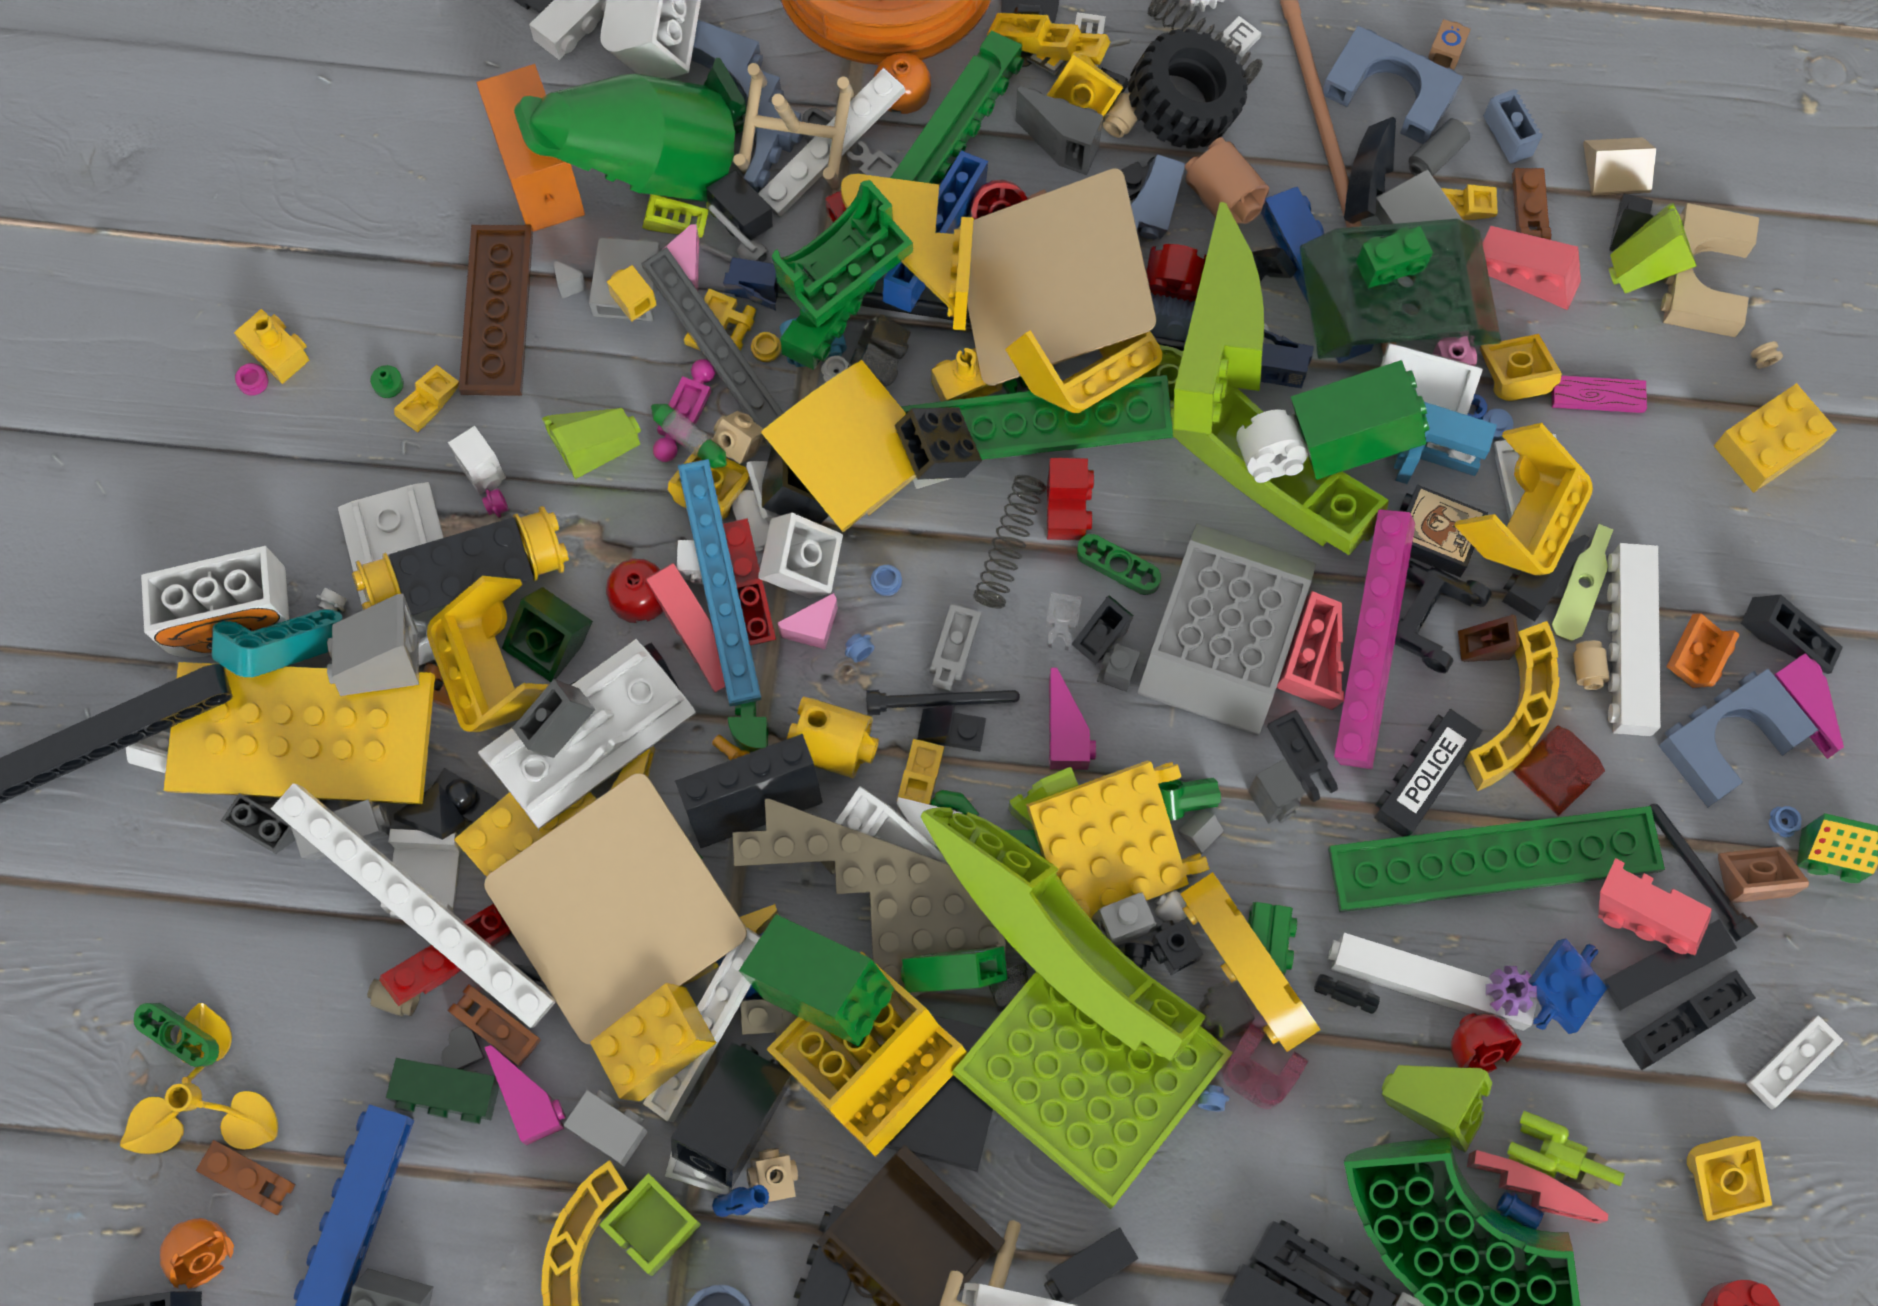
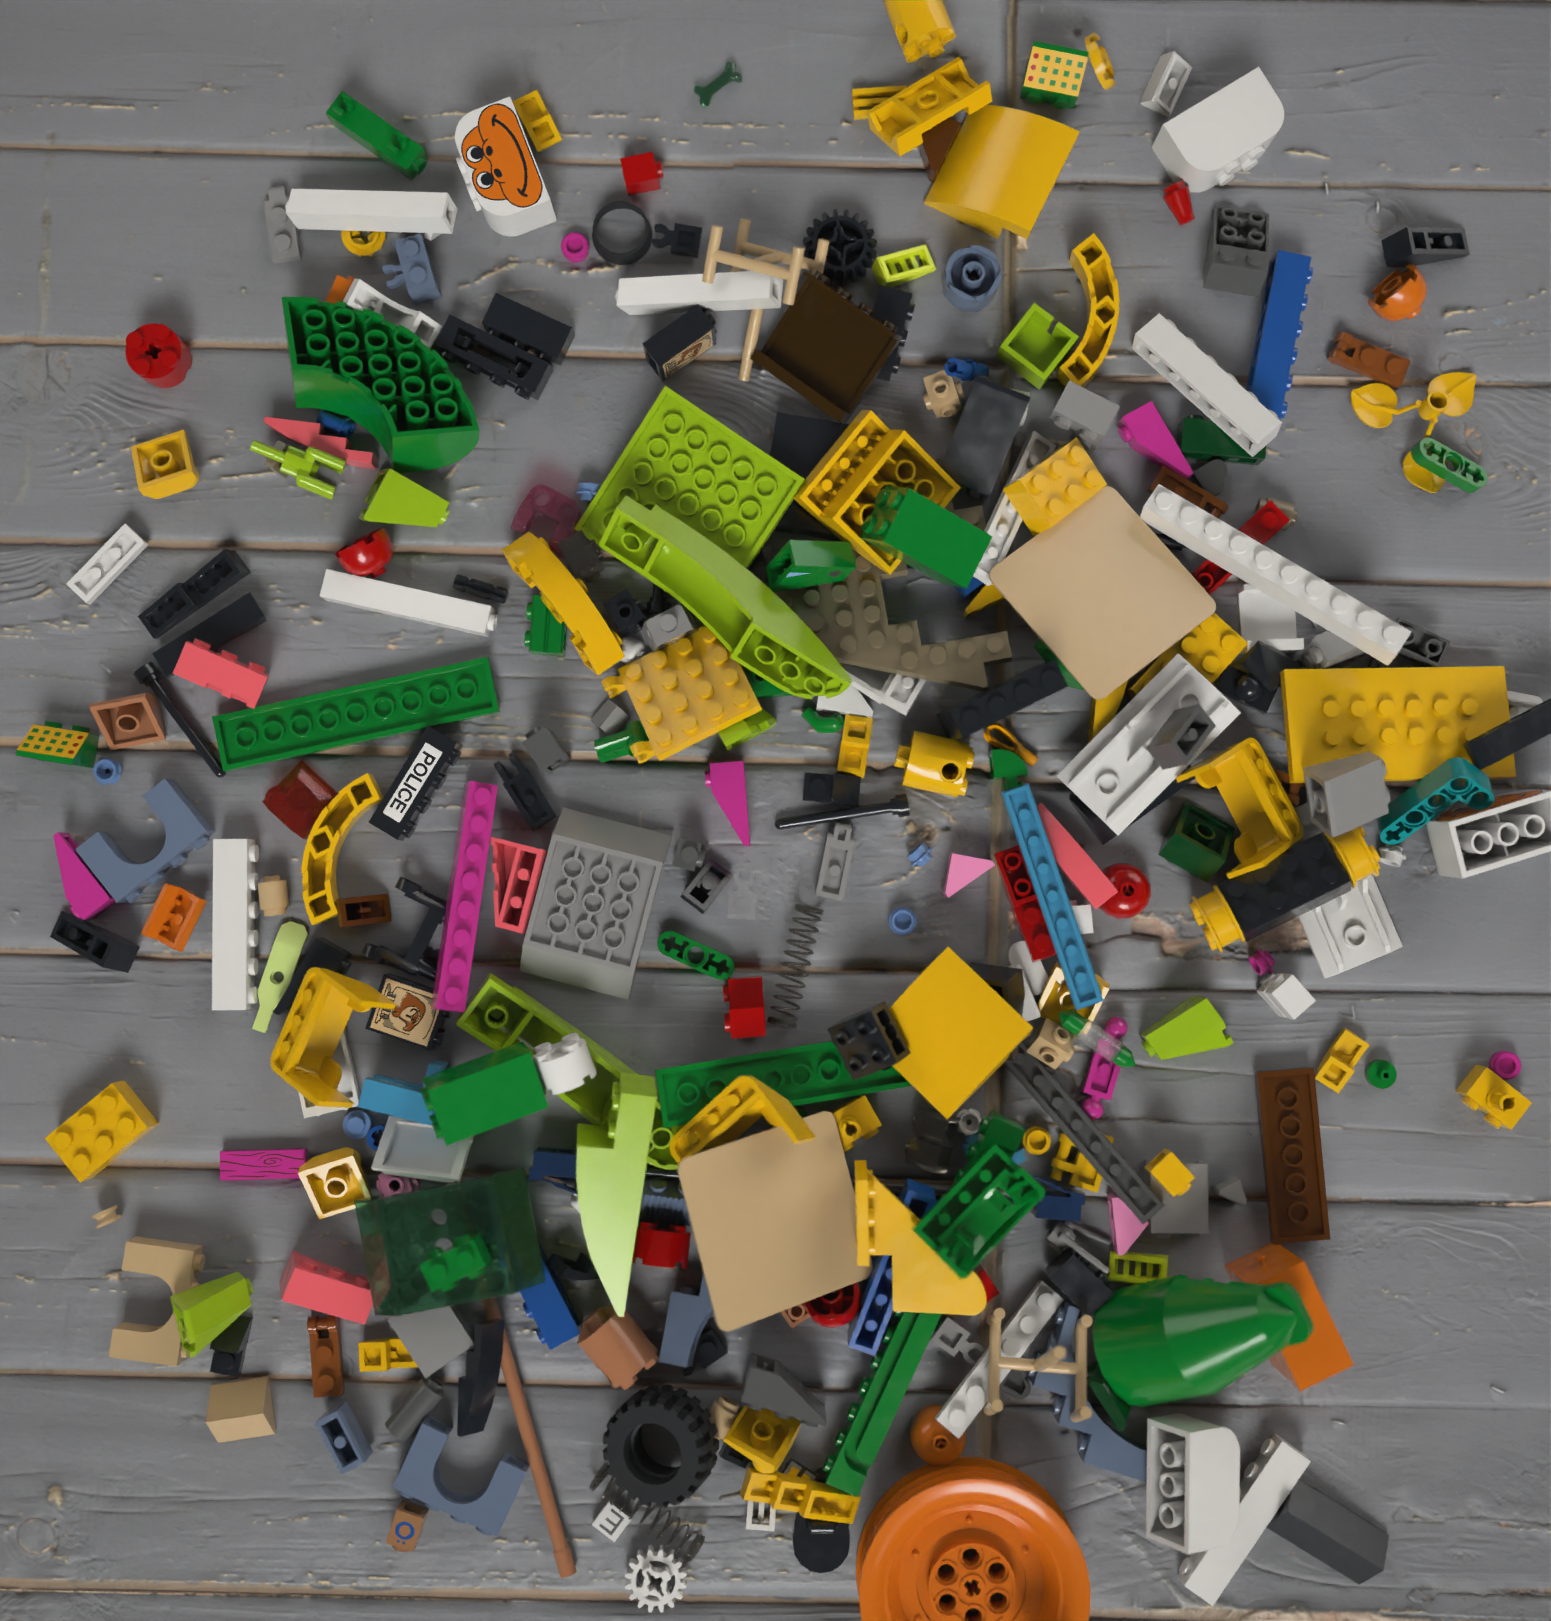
camera: 175 degrees right, 15 degrees up
(452, 1154) = (1206, 384): none -> white brick
(800, 555) = (982, 928): white brick -> none
(1511, 979) = (334, 589): medium lavender piece -> none
(1567, 986) = (296, 606): blue plate -> none

